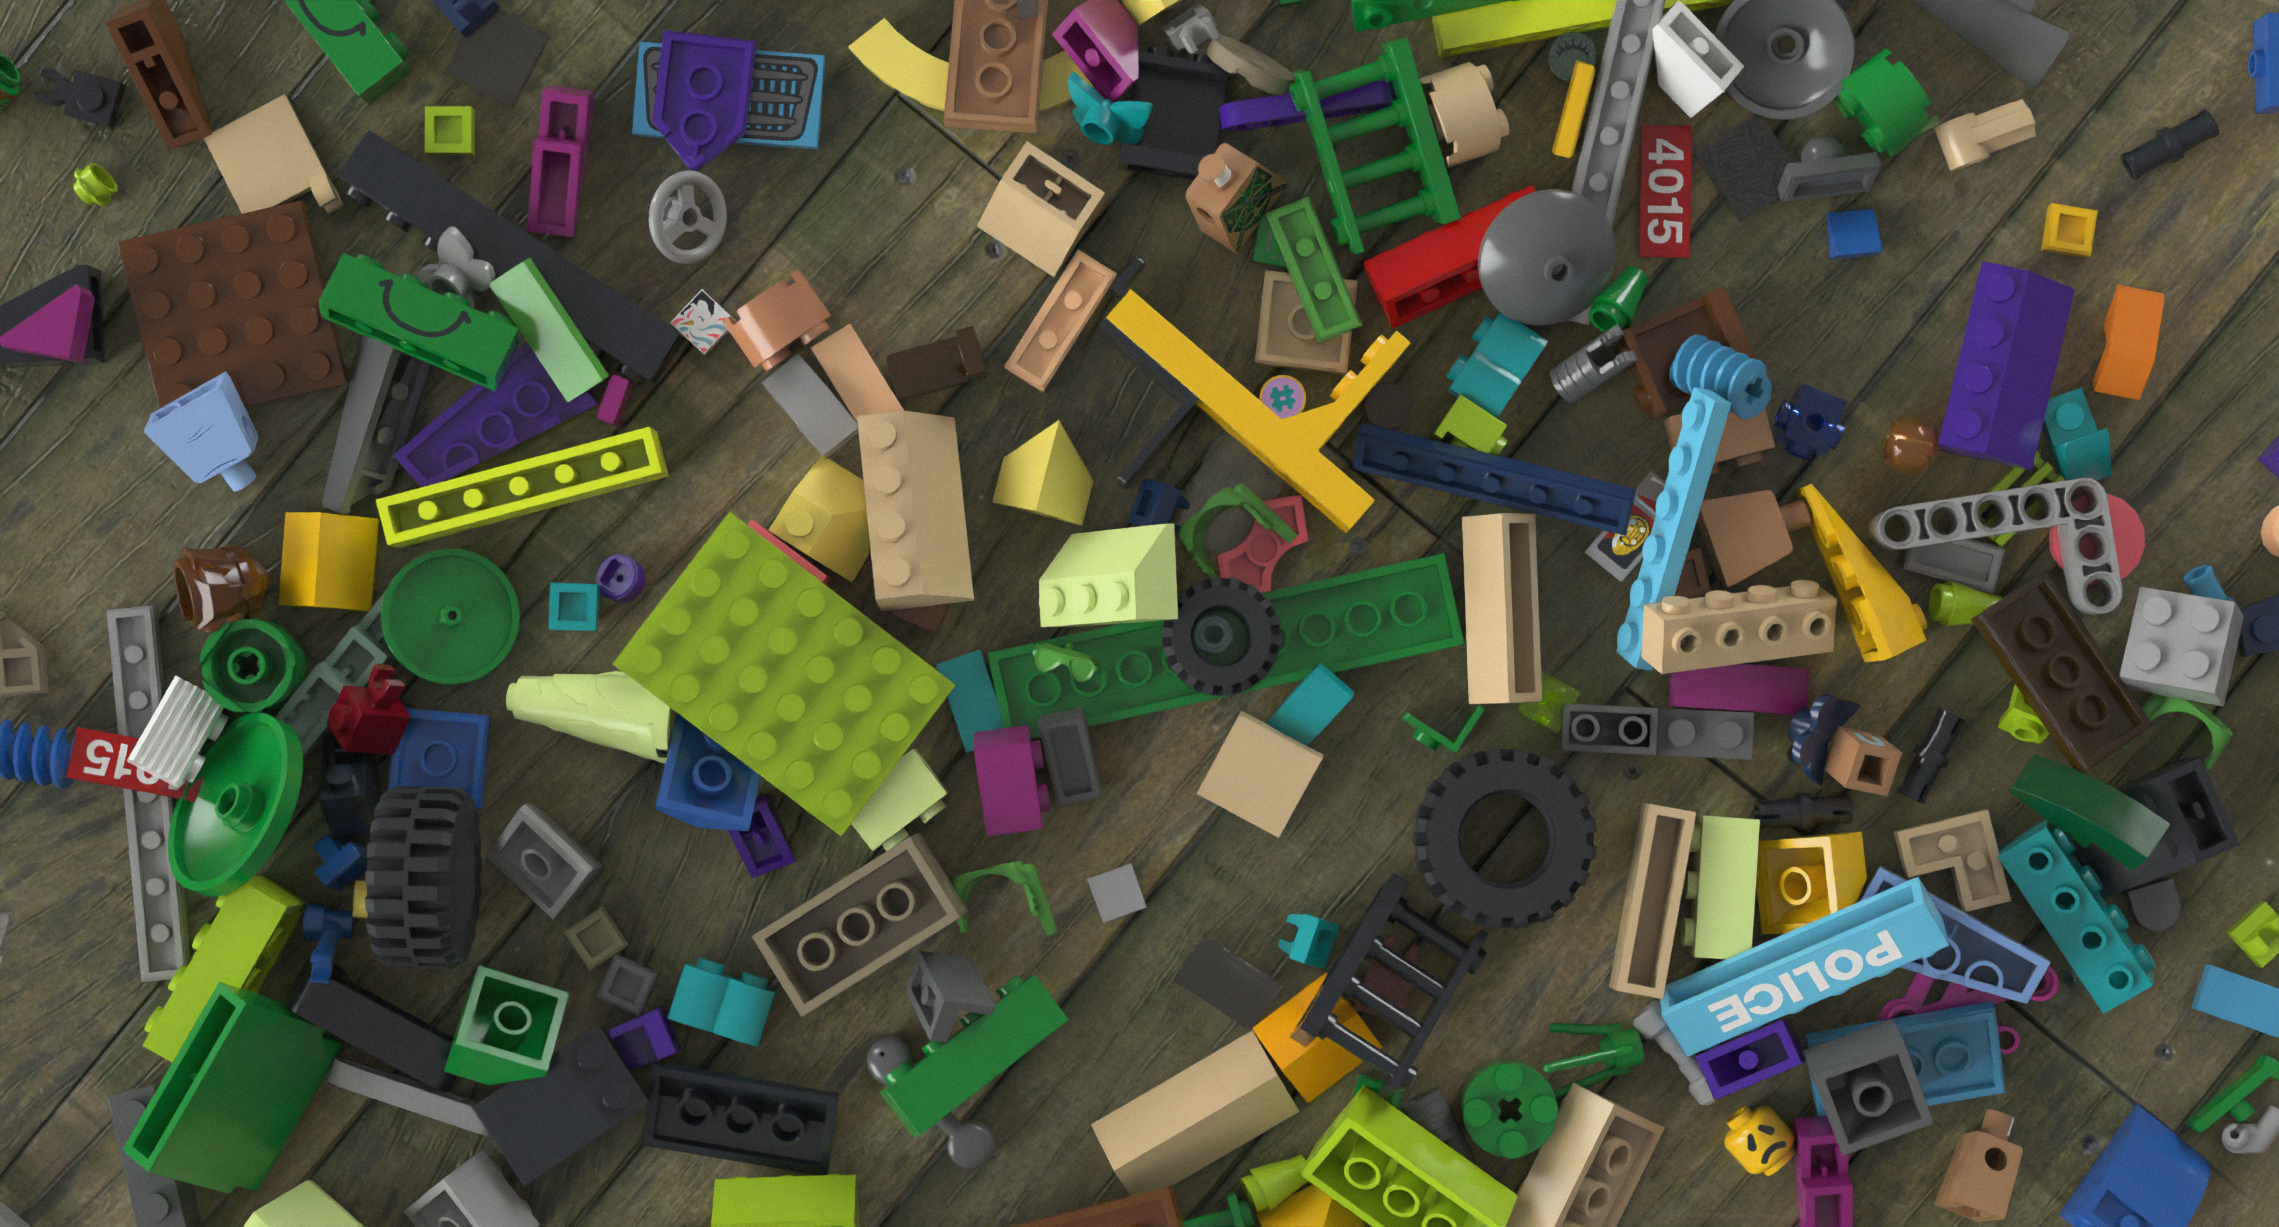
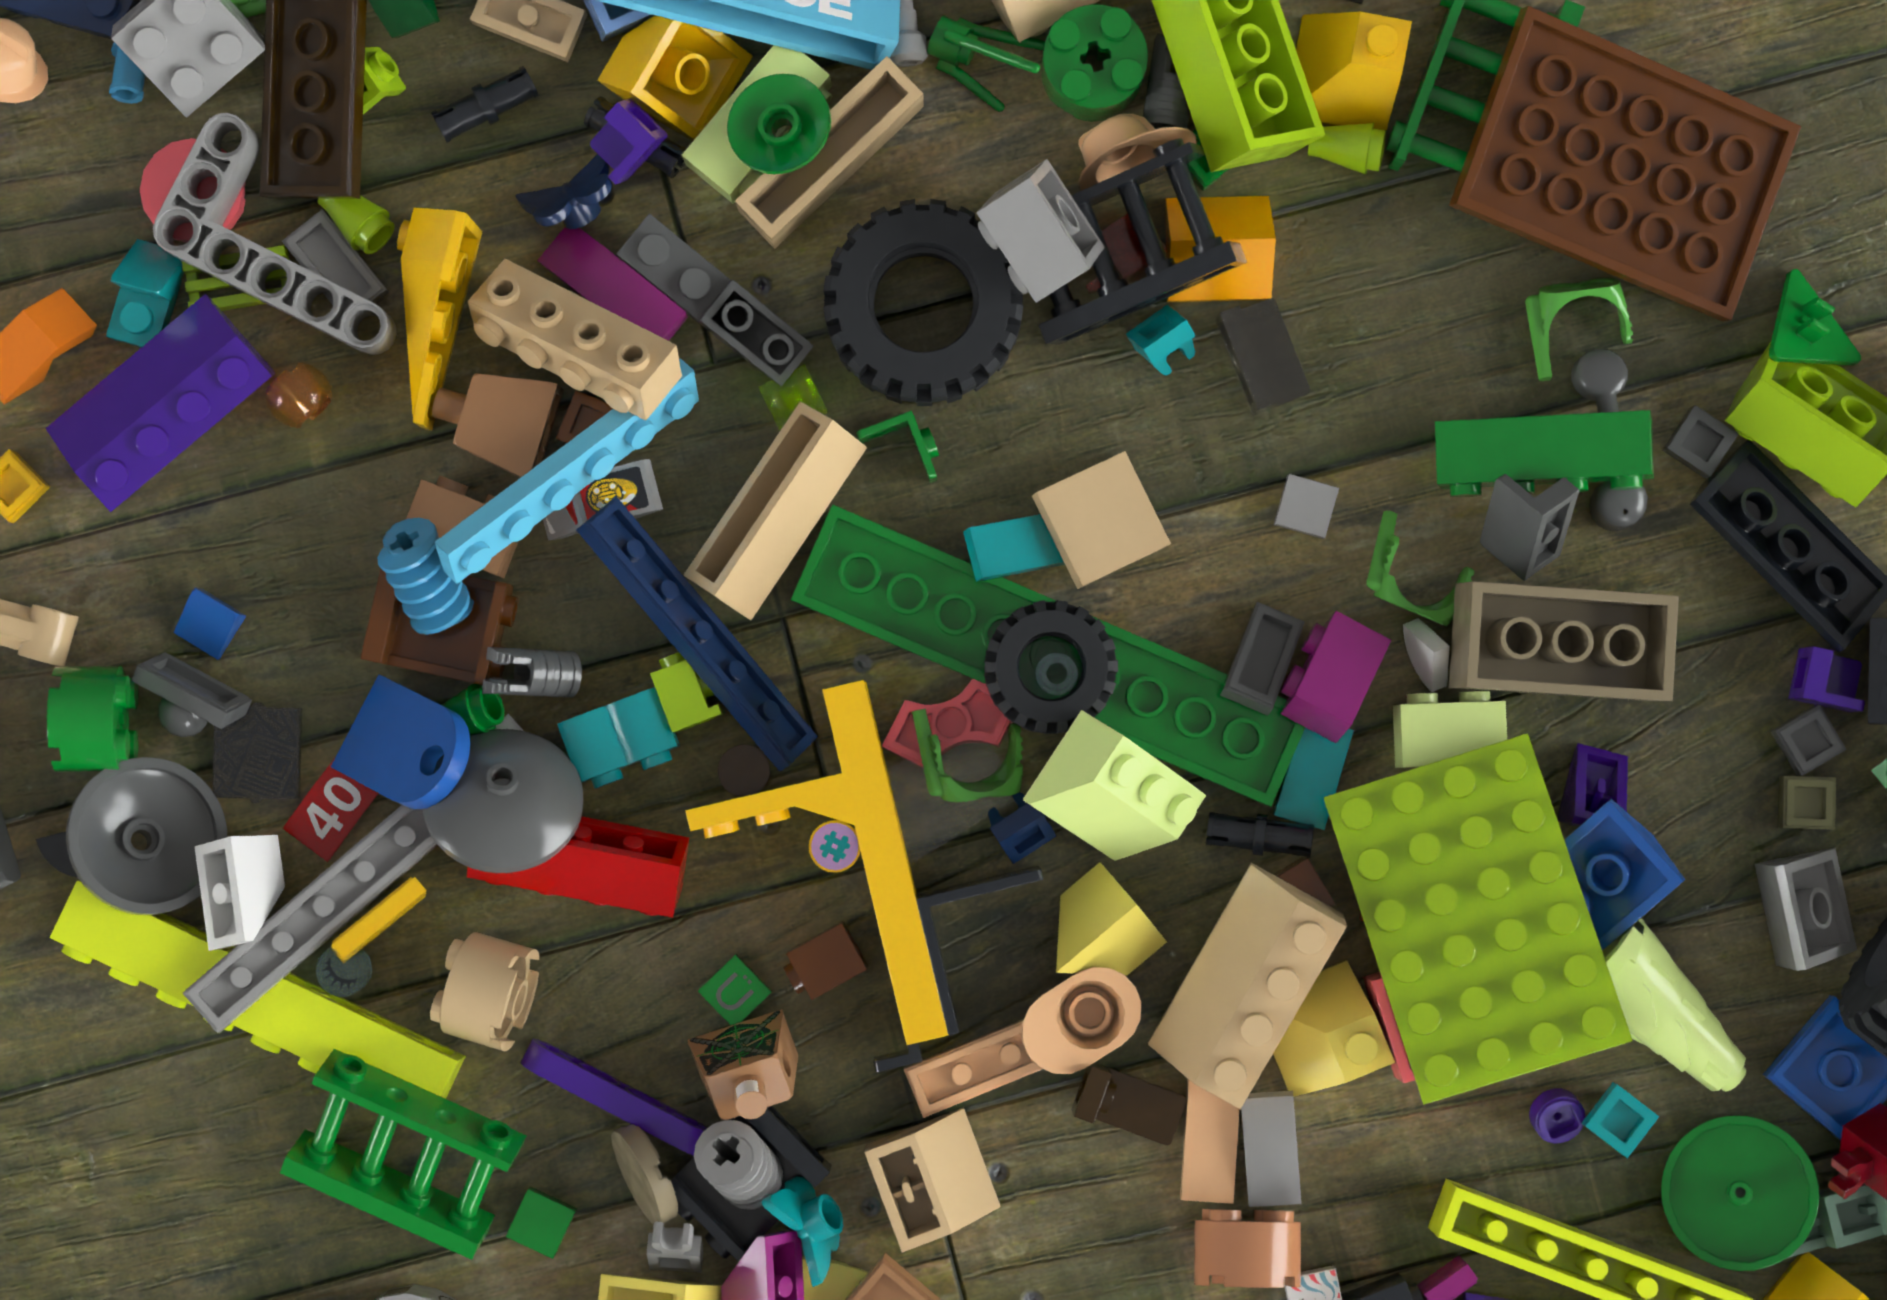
camera: 145 degrees left, 0 degrees up
(723, 1002) = (1735, 661): teal brick -> none
(861, 1148) = (1700, 441): none -> dark grey tile
(951, 847) = (1427, 653): none -> white tile
(980, 627) = (1260, 834): none -> black pin
(1015, 398) = (1081, 1020): none -> light nougat piece
(1046, 1175) = (1551, 298): none -> bright green helmet
(1050, 656) = (1195, 735): bright green piece -> none
(1189, 120) = (738, 1164): none -> light grey piece
(1195, 1116) = (1380, 256): tan slope -> none
(1230, 310) = (824, 961): none -> reddish brown brick
(1287, 336) = (763, 901): tan tile -> none
(1313, 270) = (722, 943): bright green tile -> none
(1420, 155) = (549, 978): green fence -> none
(1442, 1059) = (1121, 145): none -> light nougat piece
(1457, 946) = (1039, 232): none -> light grey brick
(1651, 246) = (399, 743): none -> blue tile
(1723, 894) = (765, 108): none -> green dish
(1807, 802) = (627, 139): none -> dark purple panel
(1824, 414) = (355, 478): clear blue brick -> none
(1862, 761) = (550, 141): medium nougat brick -> none

